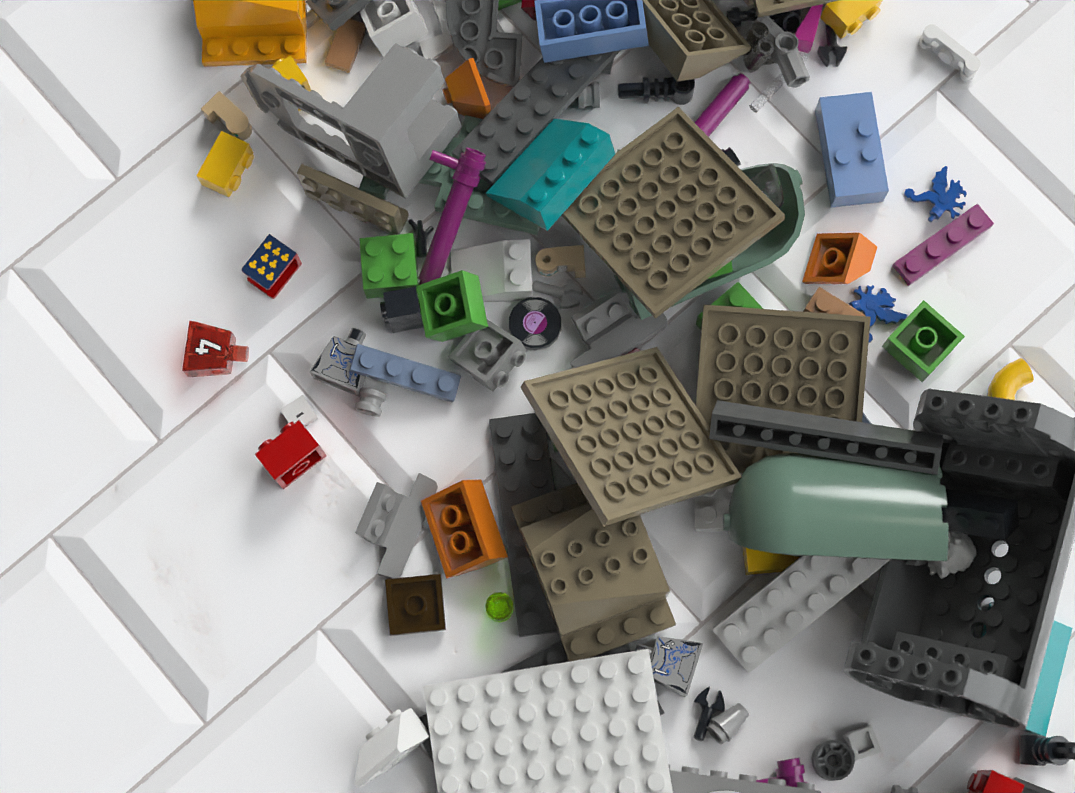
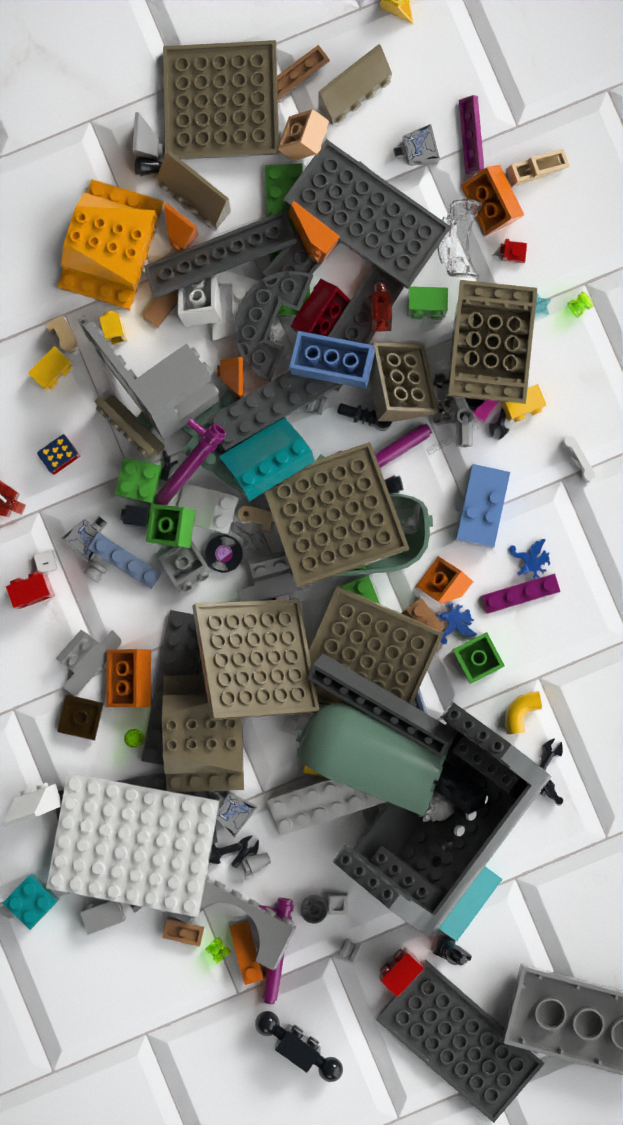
camera: 20 degrees right, 10 degrees up
(678, 722) = (223, 851): none -> black bar

